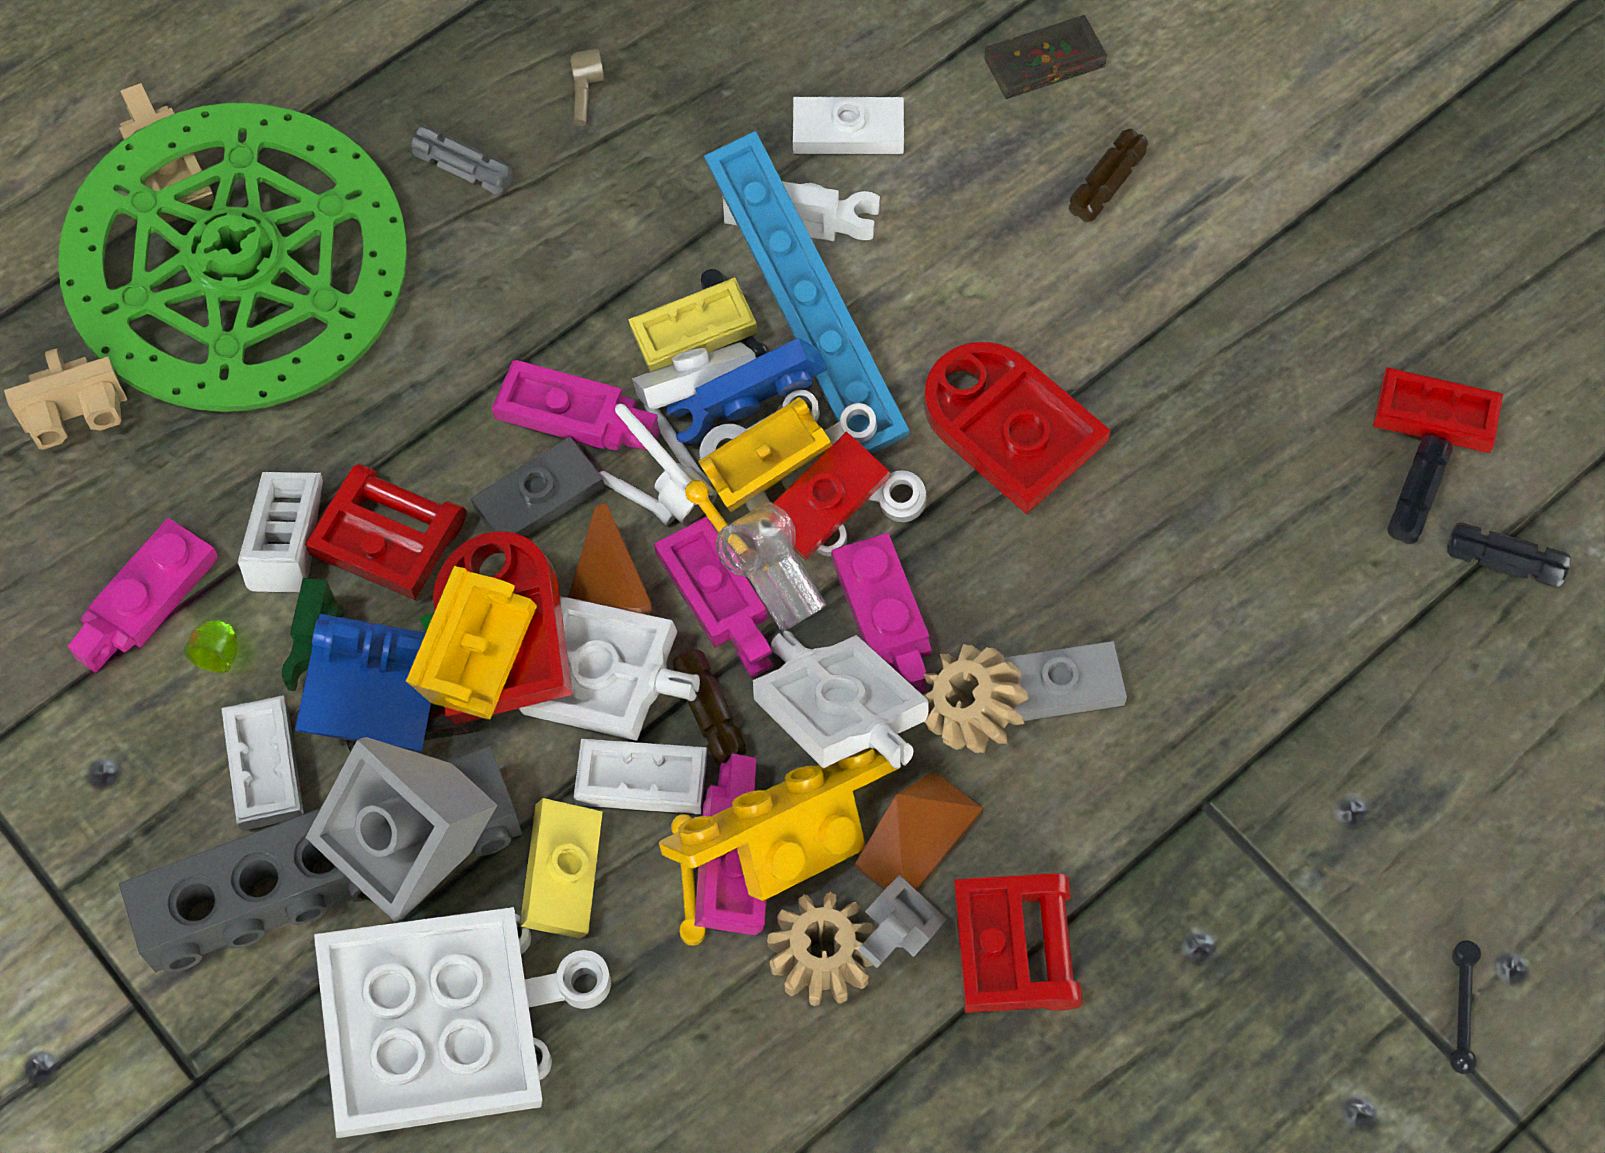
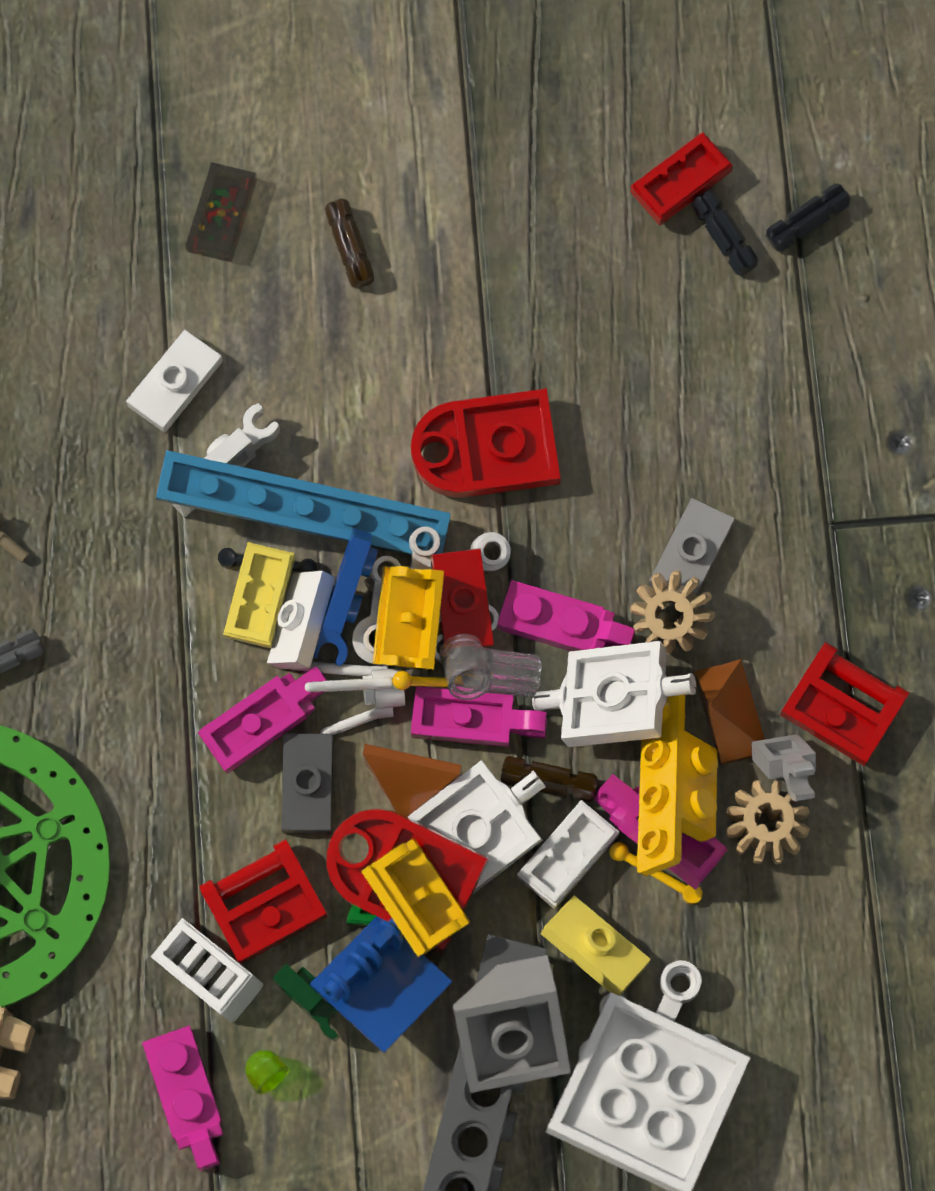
camera: 50 degrees left, 10 degrees up
(262, 763) = (379, 1091): white plate -> none

